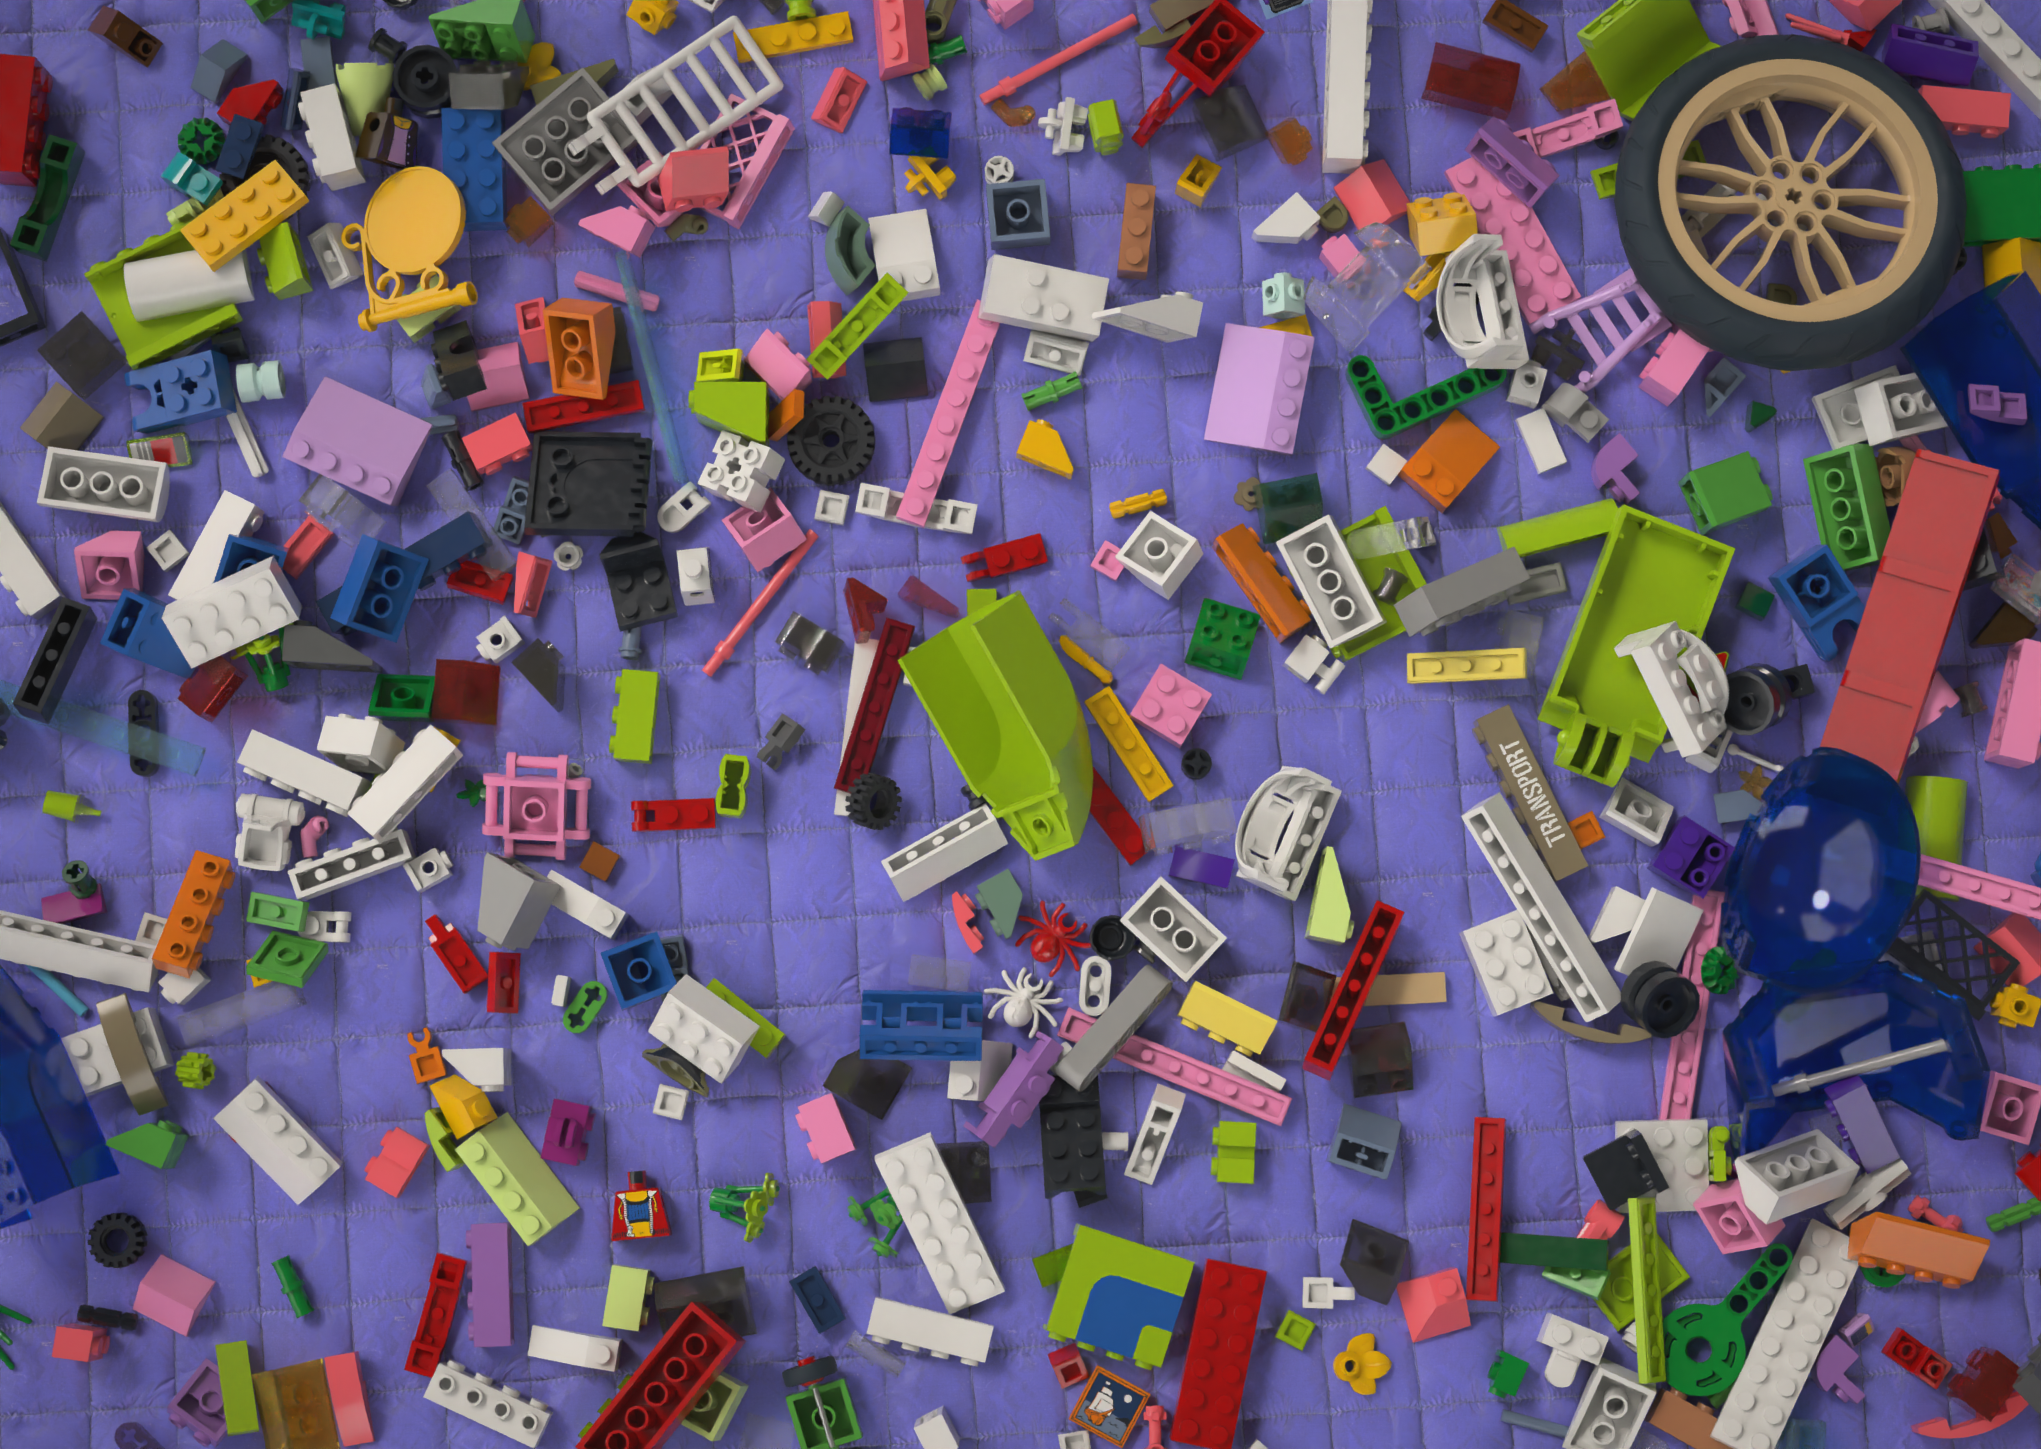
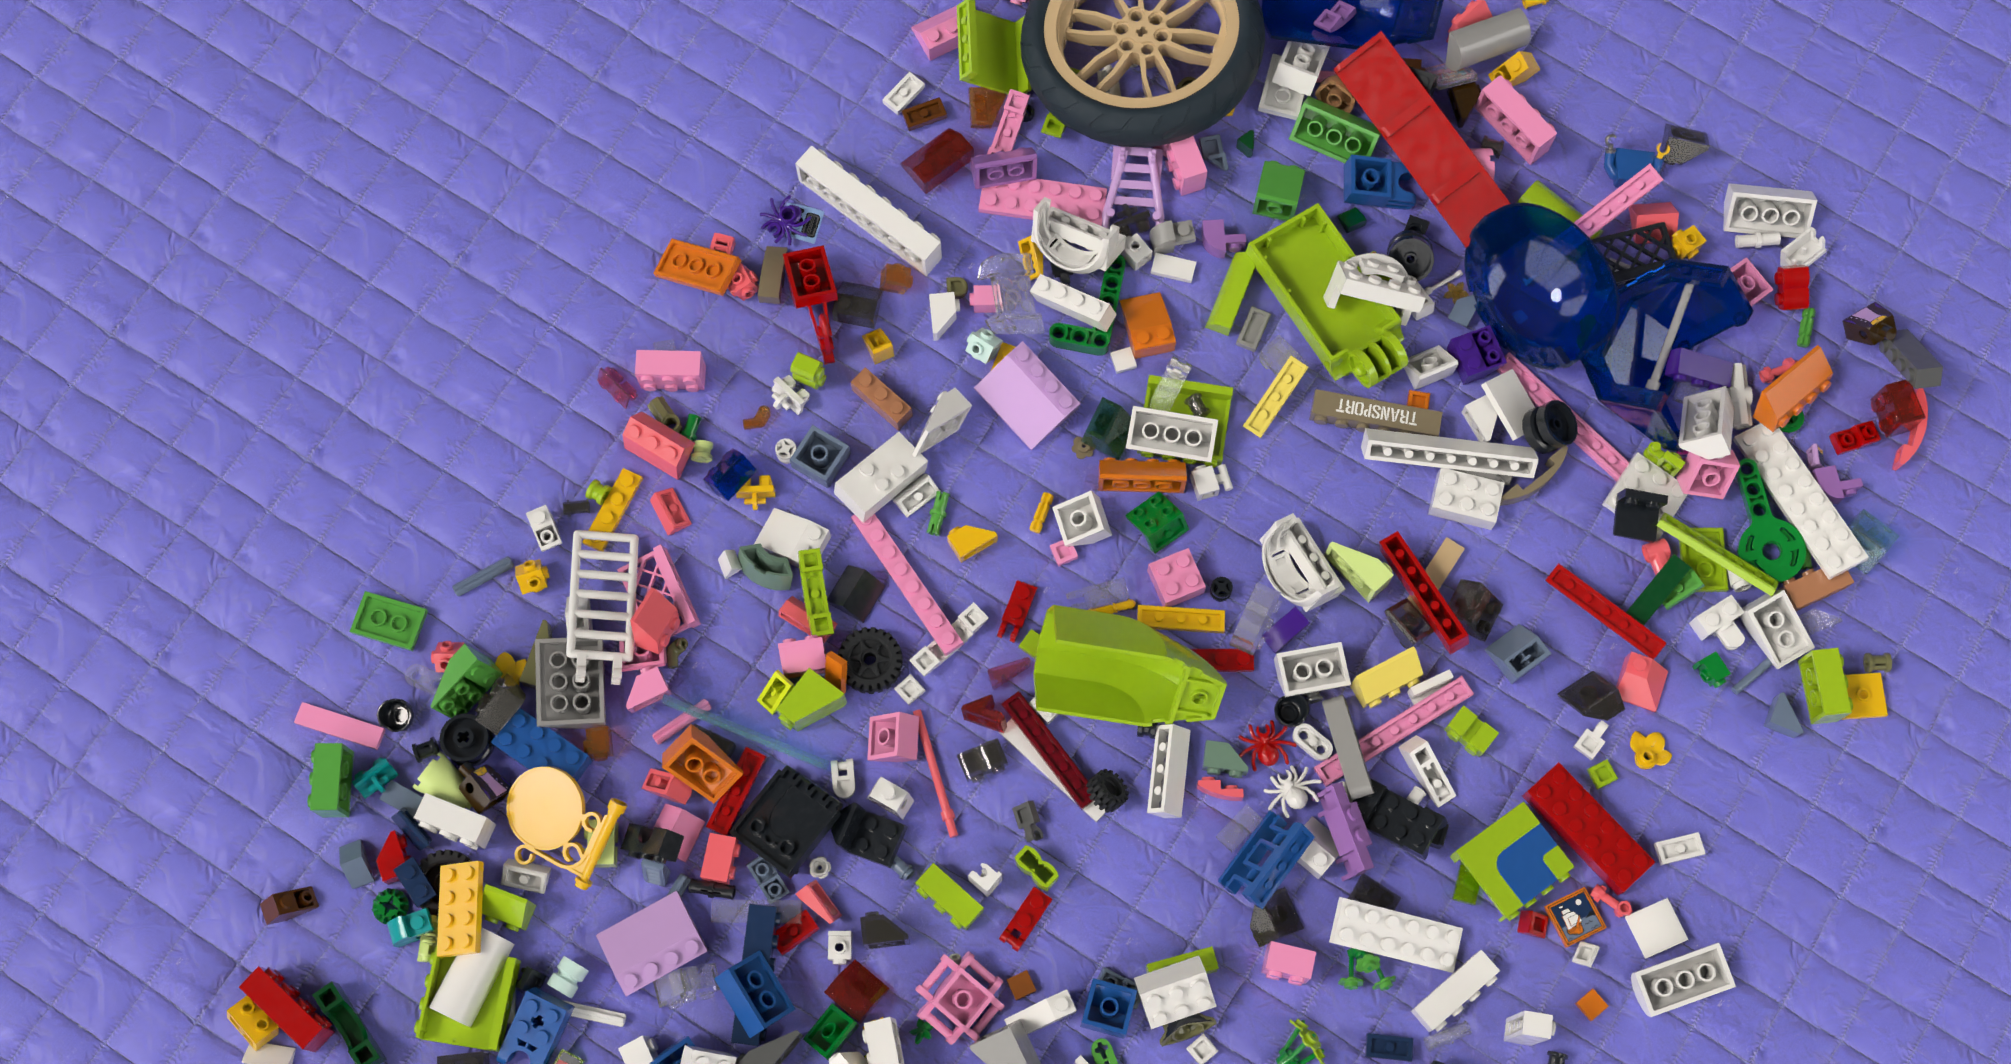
camera: 50 degrees left, 10 degrees down
(305, 546) = (689, 1024): coral tile -> none
(679, 744) = (987, 882): none -> white hinge
(741, 471) = (847, 736): white brick -> none
(1008, 85) = (739, 409): coral bar -> none
(1154, 39) = (778, 308): olive slope -> none
(1372, 195) = (962, 258): coral slope -> none
(1406, 359) = (1073, 302): none -> white brick
(1440, 223) = (1009, 229): yellow brick -> none
(1462, 593) = (1234, 366): light grey brick -> none
(1711, 971) = (1553, 385): green gear -> none

